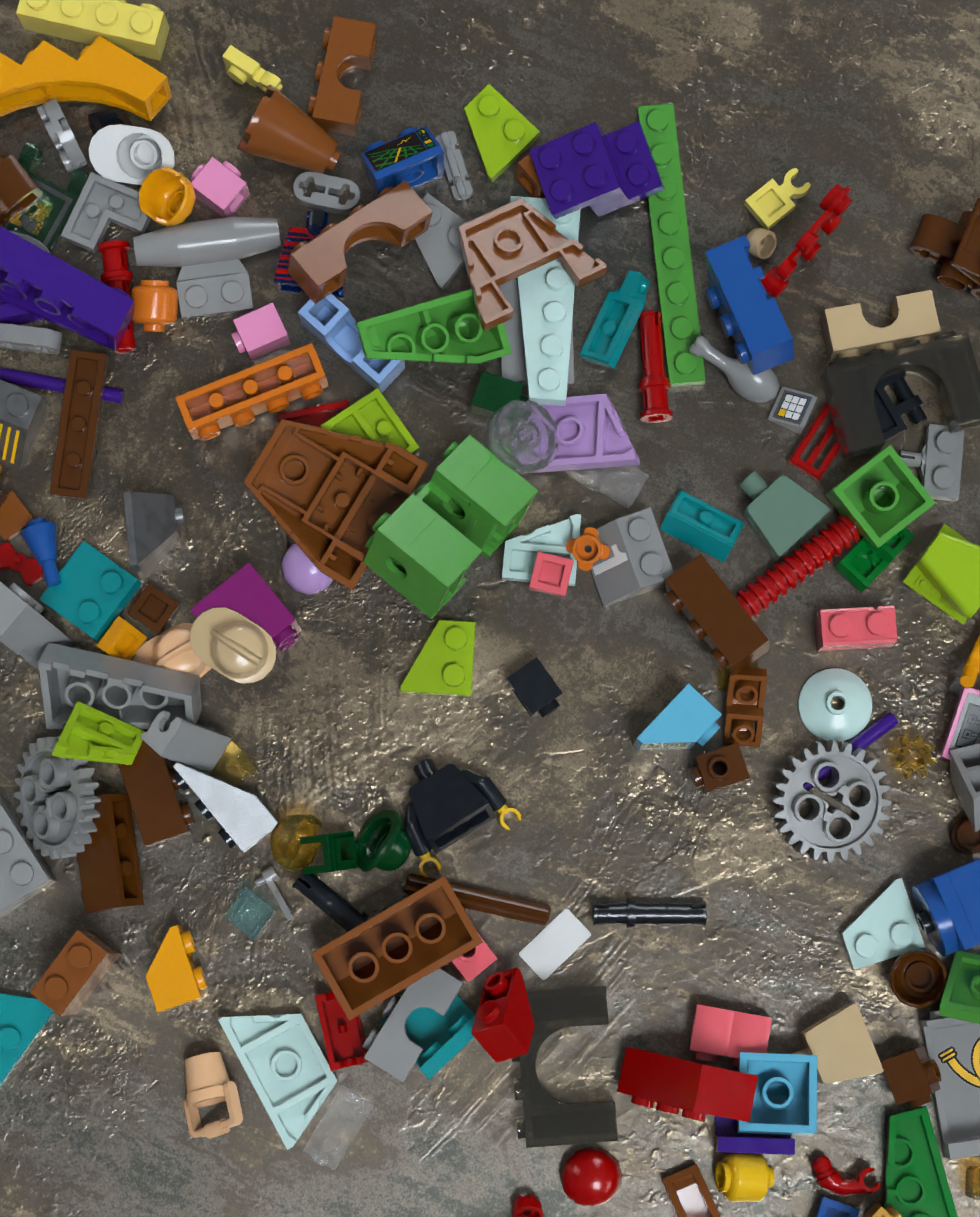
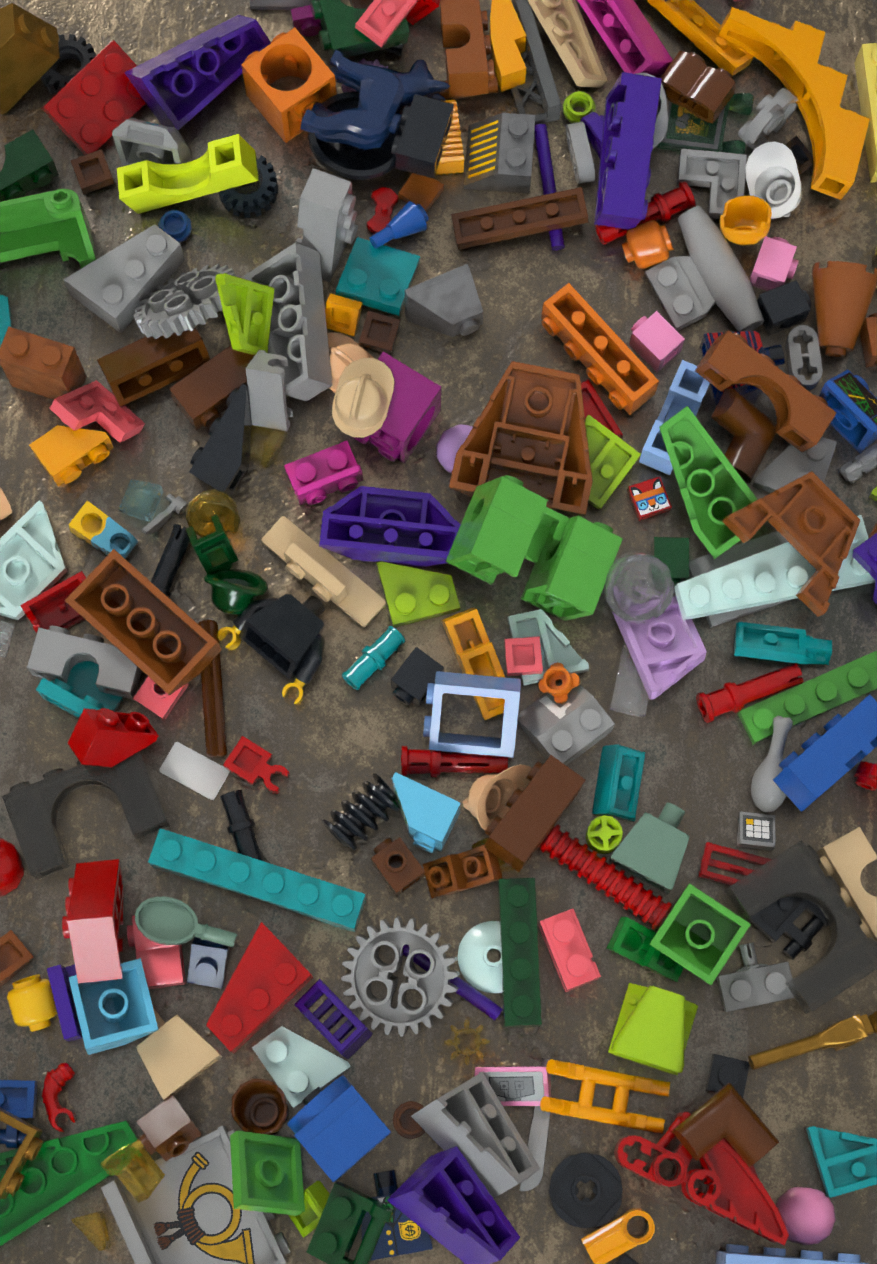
camera: 70 degrees right, 5 degrees down
(134, 926) = (97, 404): none -> coral plate
(269, 192) = (784, 307): none -> black brick
(276, 963) = (101, 531): none -> leg
(286, 715) = (324, 473): none -> dark pink bracket
(372, 663) = (389, 527): none -> dark purple wedge
(390, 271) = (751, 432): none -> reddish brown brick
(390, 748) = (326, 574): none -> tan bracket
(422, 396) = (649, 498): none -> tile
(499, 725) = (373, 657): none -> teal pin
(538, 622) = (475, 654): none -> light orange slope
(568, 634) = (474, 686): none -> medium blue window
(568, 883) = (251, 763): none -> red plate
(626, 697) = (434, 762): none -> red pin
(656, 786) = (362, 813): none -> black piece
(679, 650) = (491, 792): none -> light nougat piece
(692, 912) = (257, 879): none -> teal arch
(714, 1007) = (175, 923): none -> sand green piece
(752, 984) = (208, 963): none -> bracket
(753, 550) = (604, 828): none -> lime wheel
(802, 946) = (257, 990): none -> red wedge
(847, 676) = (519, 953): none -> dark green arch
(878, 867) = (355, 1040): none -> dark purple slope
(943, 1121) = (134, 1169): none -> clear yellow tile

